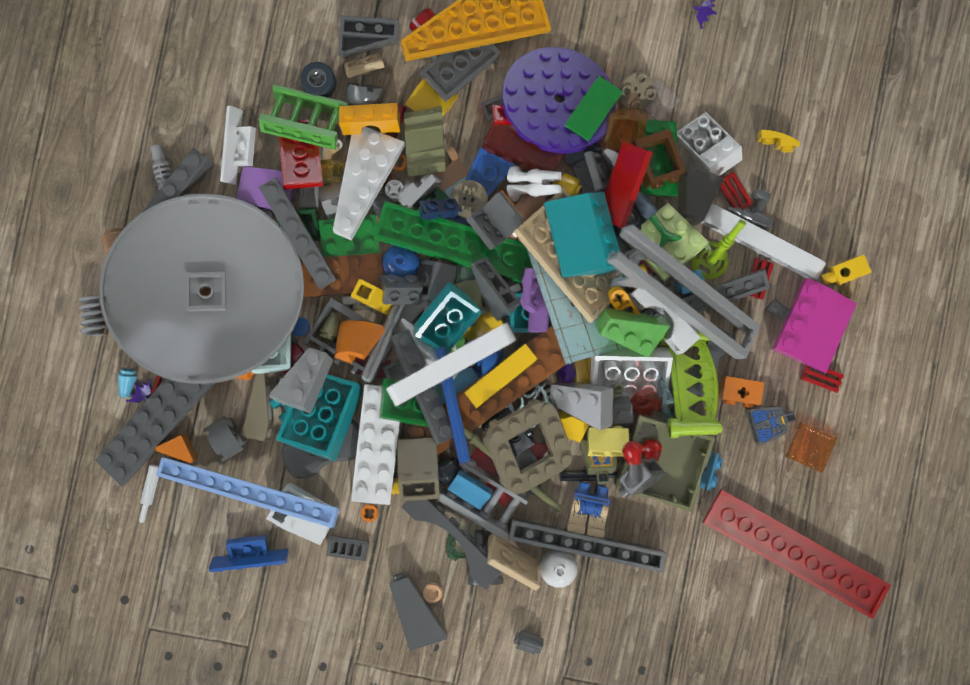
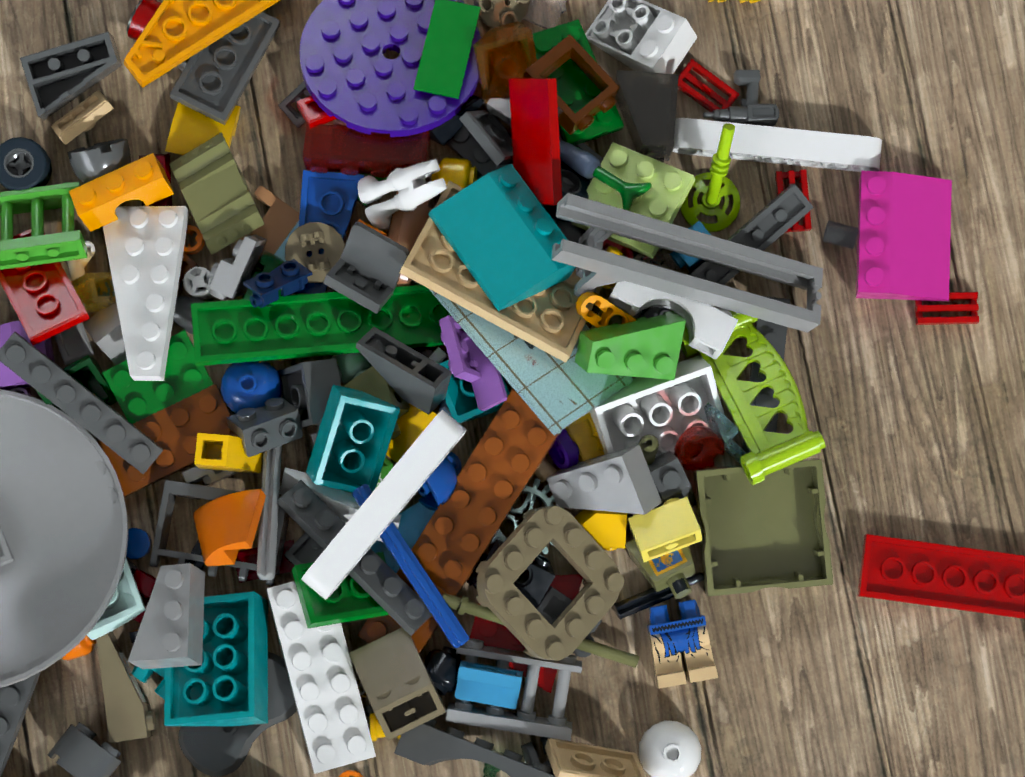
camera: 20 degrees left, 5 degrees down
(330, 327) = (181, 526): olive cone -> none
(412, 311) = (296, 452): light grey tile -> none
(501, 375) = (466, 493): yellow tile -> none
(585, 545) = (697, 698): dark grey brick -> none
(641, 472) = (733, 552): torso -> none
(709, 477) = (840, 524): dark azure hinge -> none
(752, 391) = (849, 366): orange brick -> none
(768, 423) = (894, 407): torso -> none
(811, 447) = (974, 419): clear orange tile -> none
(852, 268) = (924, 130): yellow torso -> none

